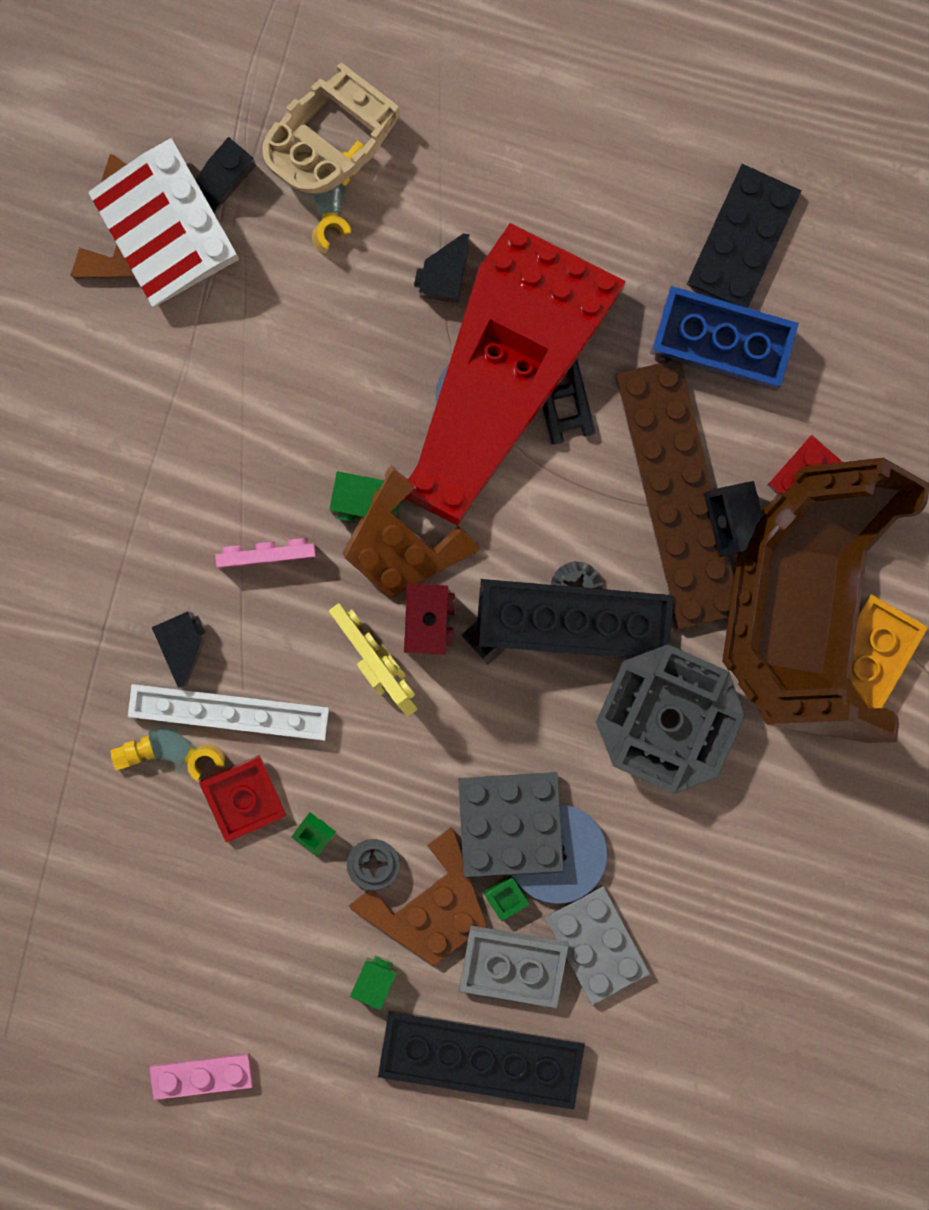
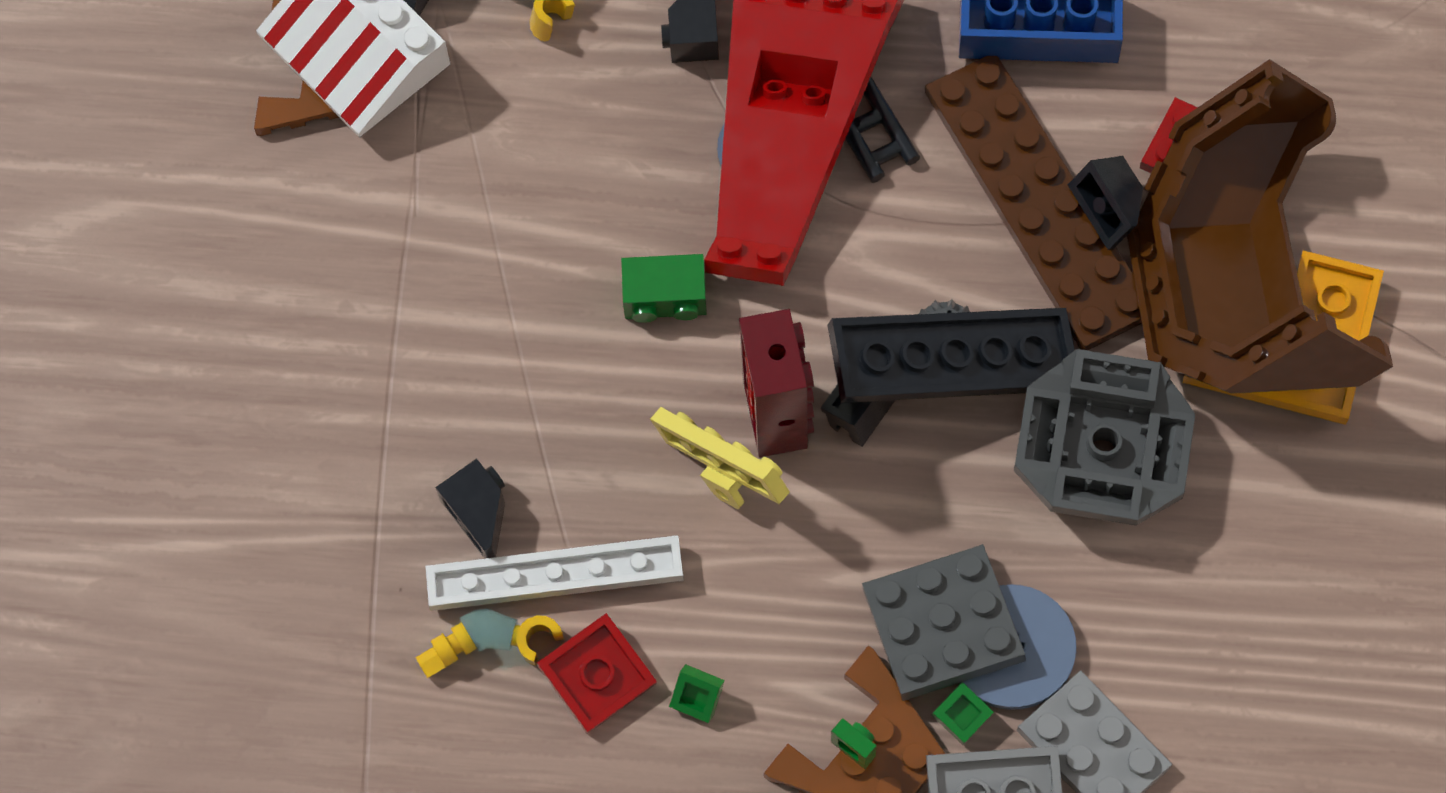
camera: 10 degrees left, 20 degrees down
(265, 553) = (558, 378): bright pink plate -> none
(383, 854) = (793, 701): dark grey gear -> none
(391, 551) = (699, 326): dark orange wing -> none
(420, 907) = (855, 742): none -> green plate

